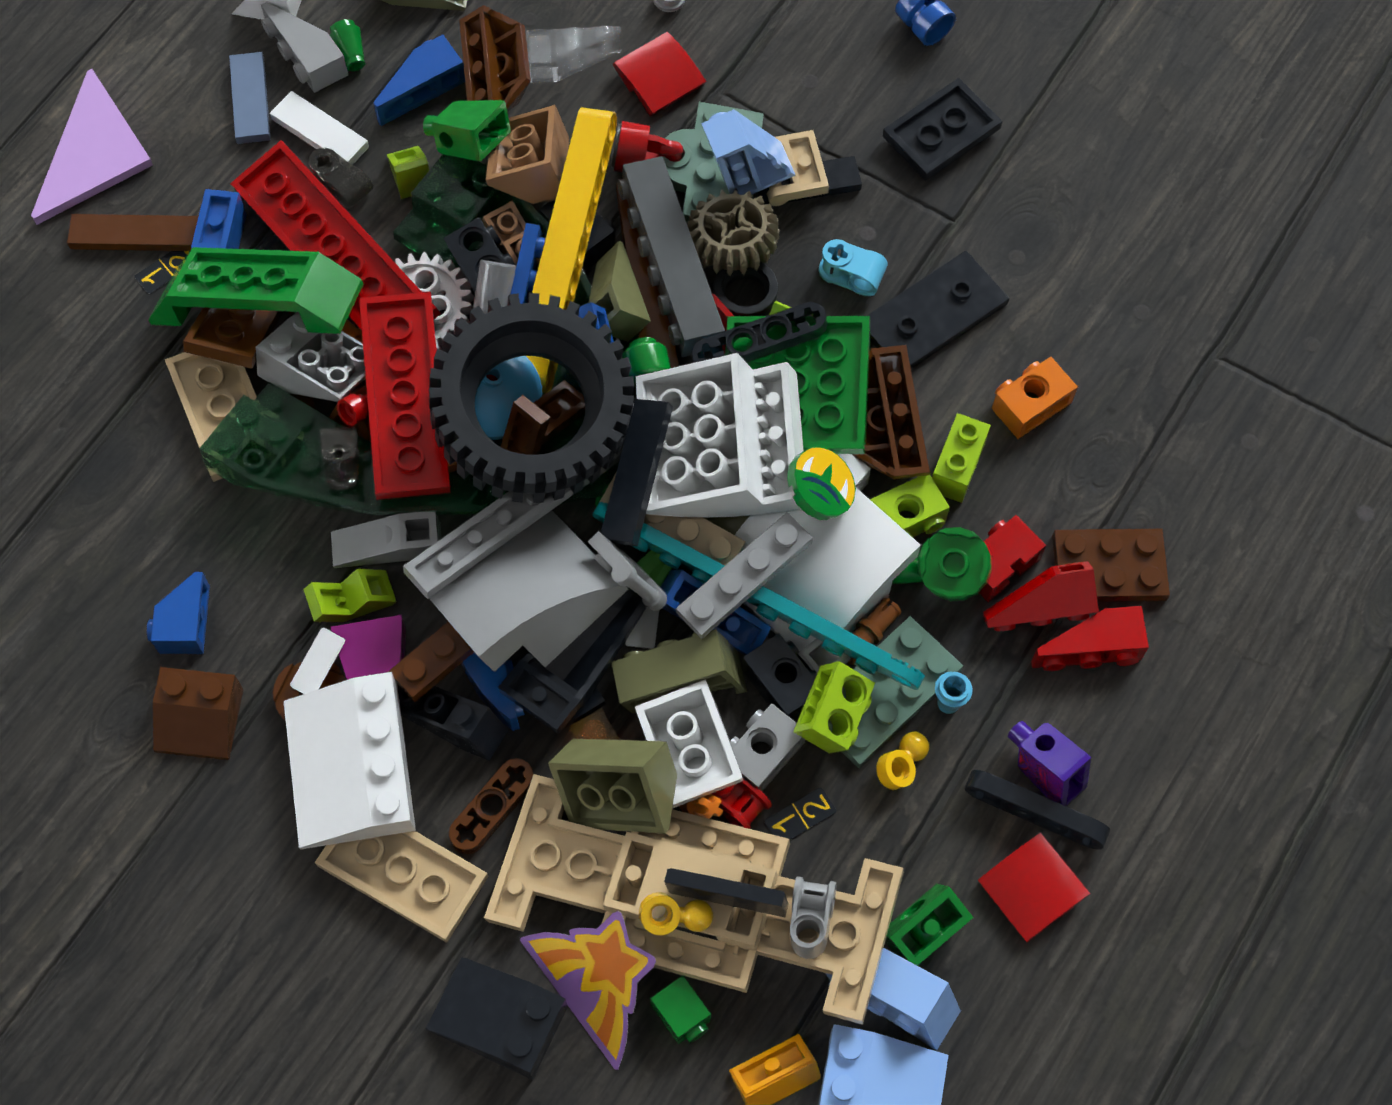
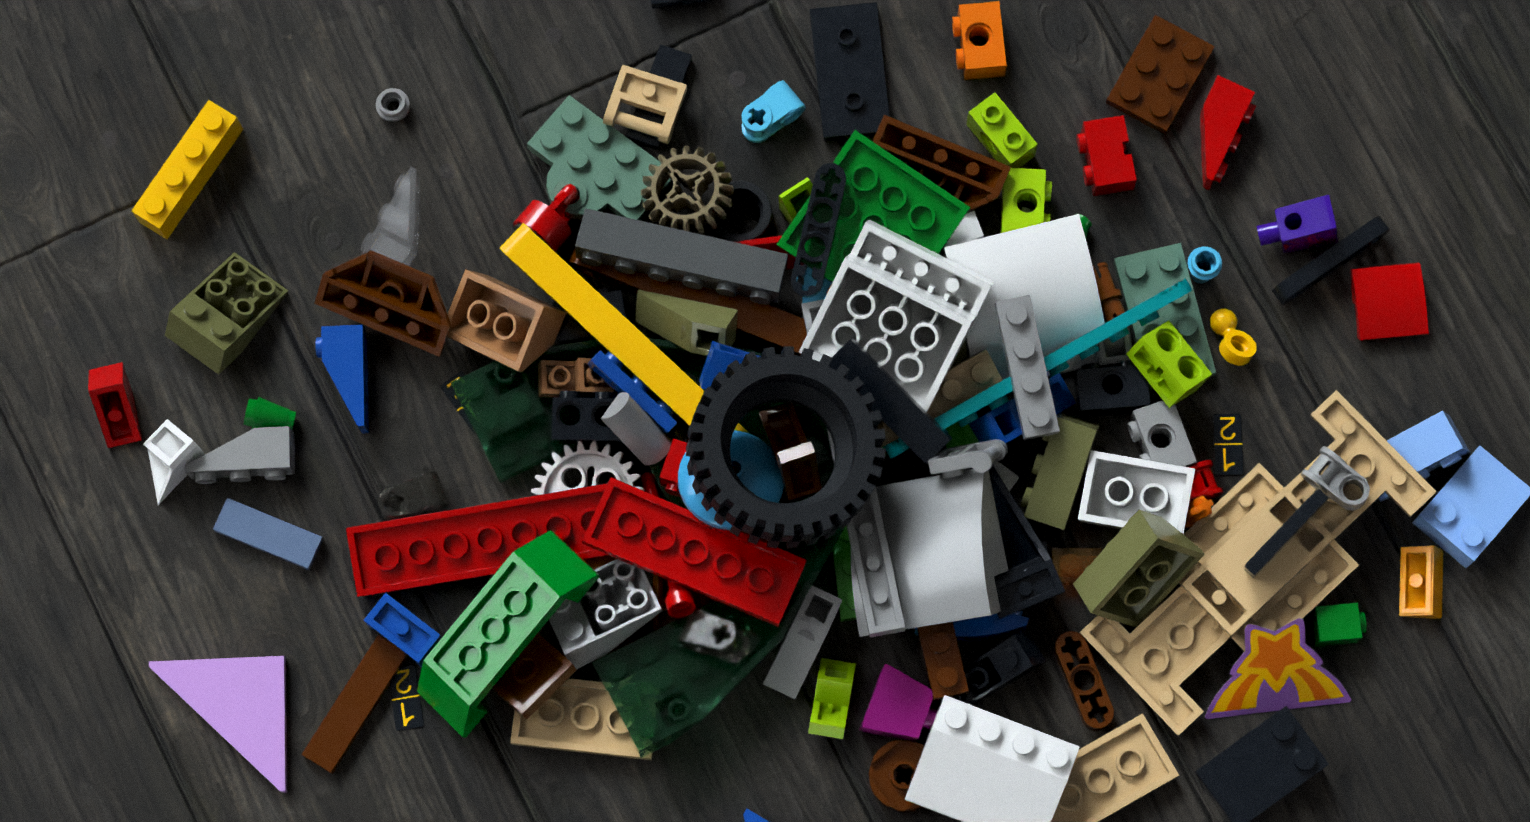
camera: 55 degrees left, 10 degrees up
(317, 661) = (885, 754): white sticker -> none
(318, 128) = (342, 489): white tile -> none
(408, 169) = (436, 430): lime slope -> none
(469, 128) = (452, 358): green torso -> none
(646, 357) = (777, 331): green head -> none
(659, 73) = (470, 159): red slope -> none
(695, 915) = (1285, 568): yellow plate -> none
(746, 153) = (631, 136): light blue wedge -> none
(821, 483) = (988, 259): tile -> none
(927, 924) = (1379, 397): green brick -> none
(954, 564) = (1099, 196): green tile -> none
(1053, 594) = (1166, 141): red slope -> none

